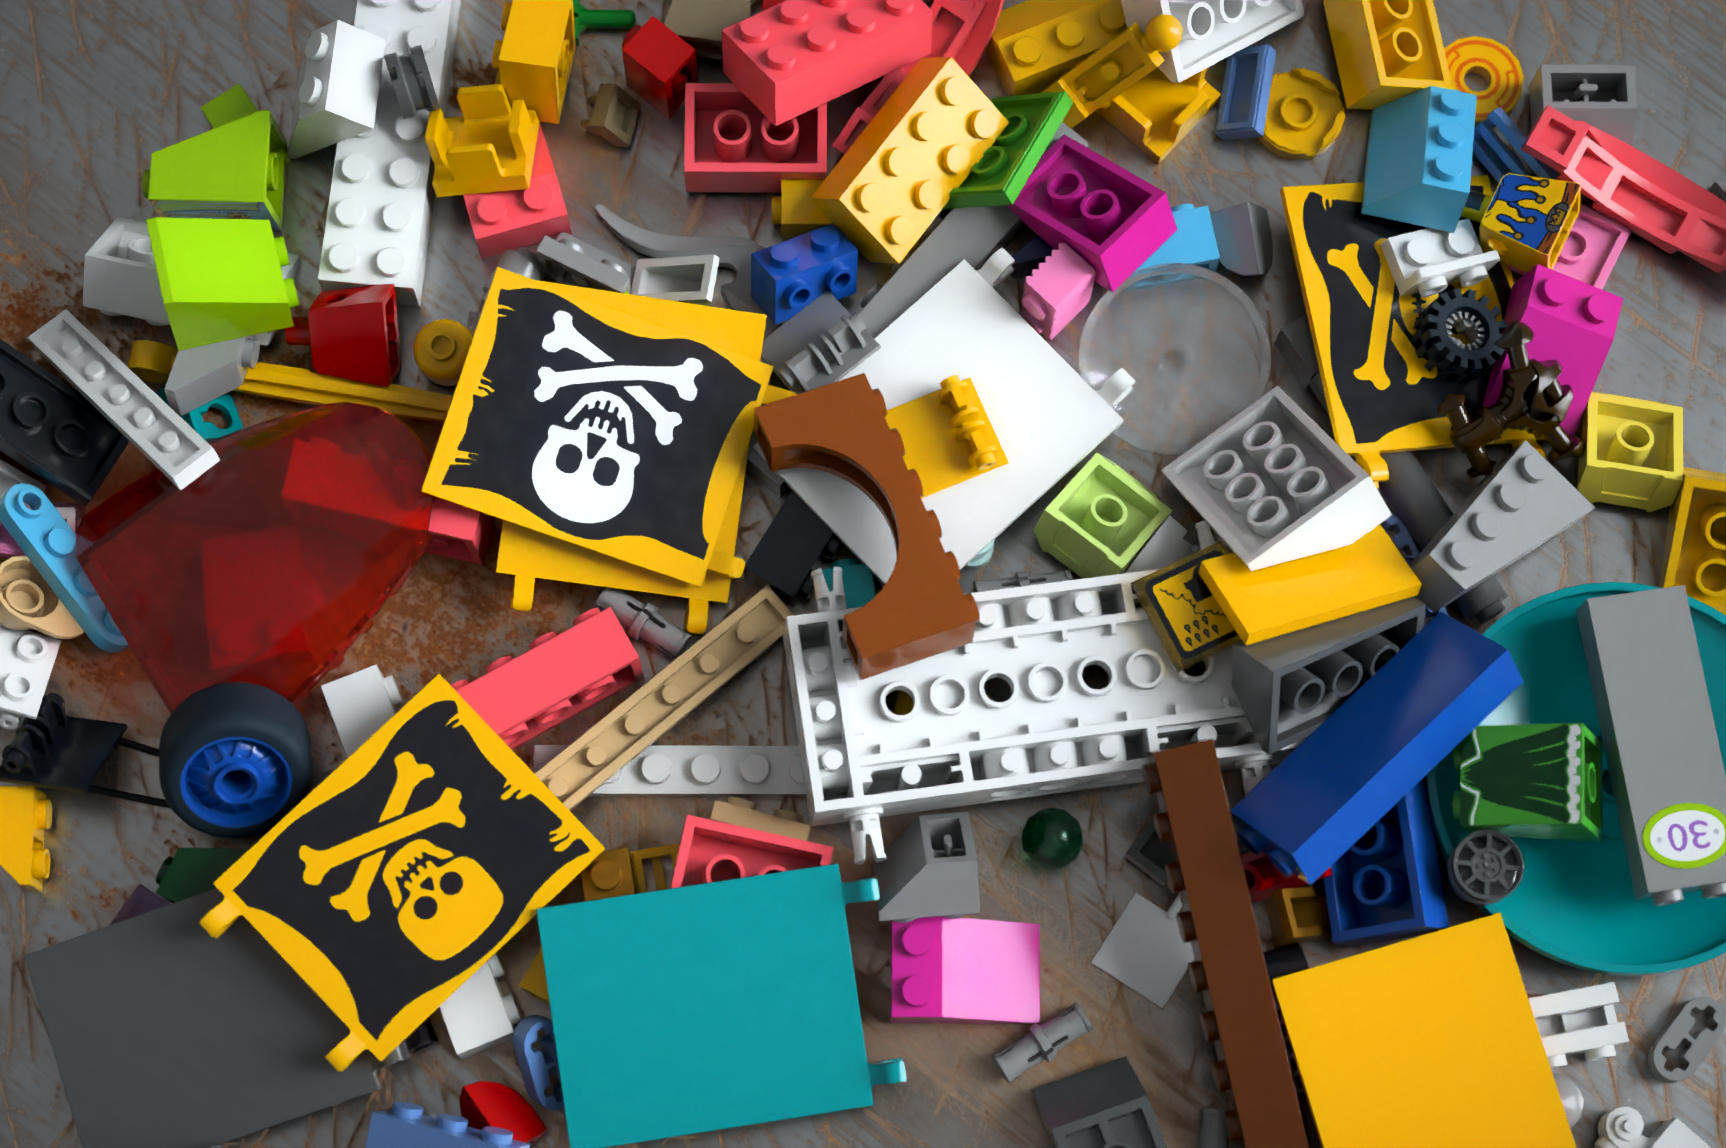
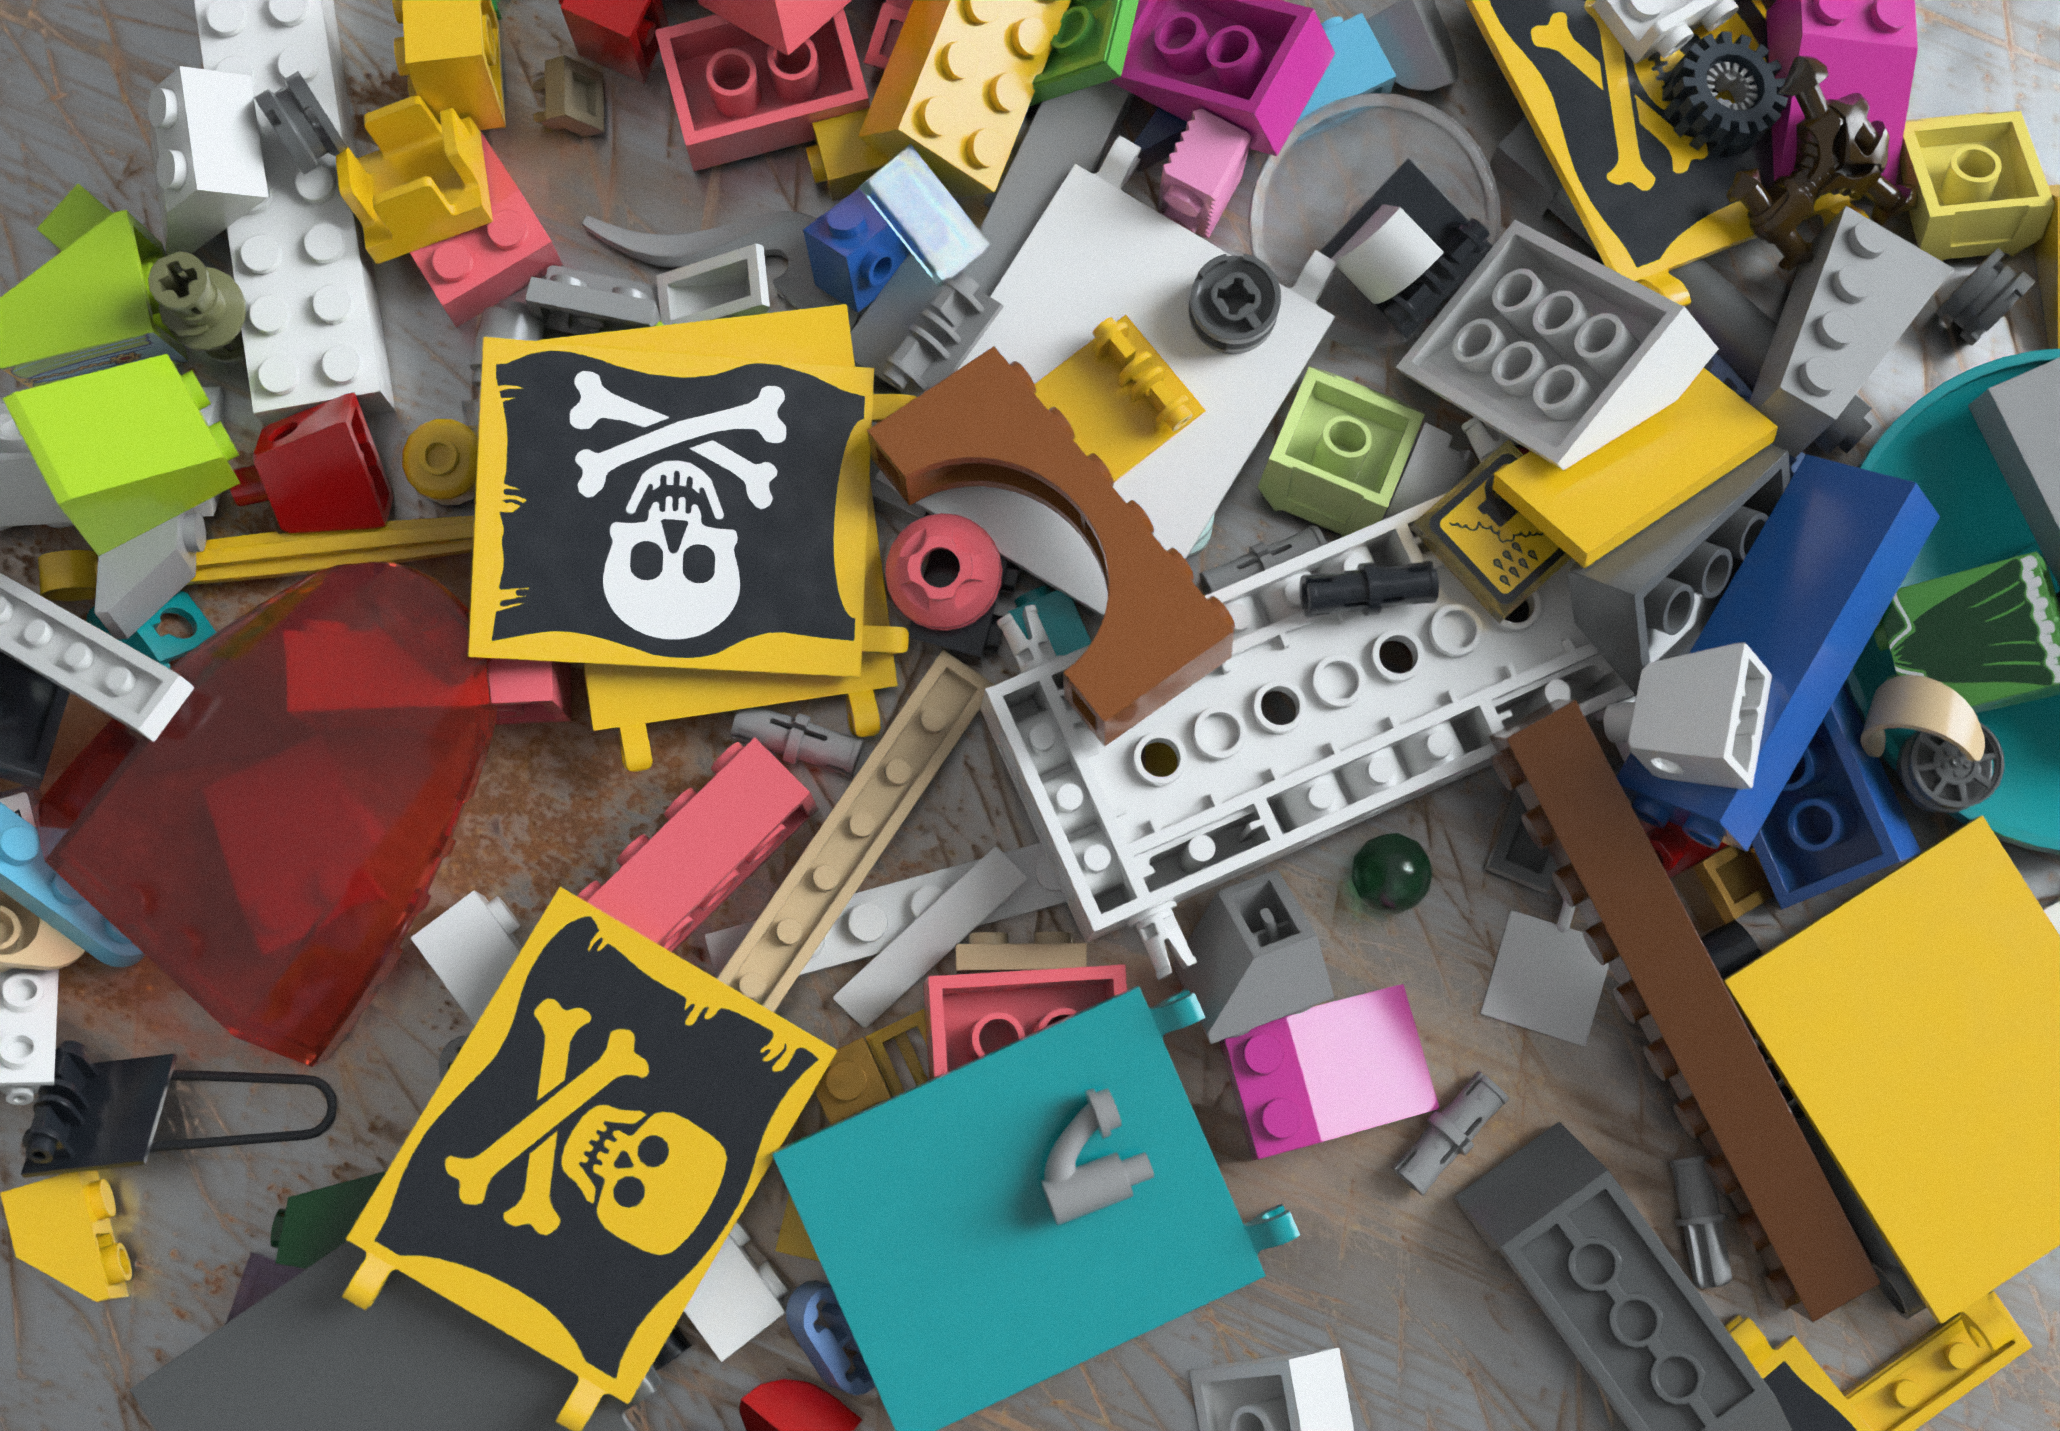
camera: 15 degrees left, 5 degrees up
(234, 759) = (327, 1066): wheel -> none
(302, 193) = (199, 305): none -> olive piece
(698, 791) = (930, 937): none -> white sticker
(766, 997) = (1097, 1184): none -> light grey plant
(797, 547) = (962, 600): none -> coral piece
(842, 266) = (924, 215): none -> clear light blue tile
(1050, 390) = (1234, 303): none -> dark grey wheel
(1087, 620) = (1369, 588): none -> black pin
(1172, 384) = (1386, 254): none -> white brick
(1192, 385) = (1459, 238): none -> black hinge
(1299, 775) = (1697, 717): none -> white torso
(1473, 816) = (1926, 707): none -> tan helmet
(1616, 536) = (1985, 297): none -> dark grey wheel

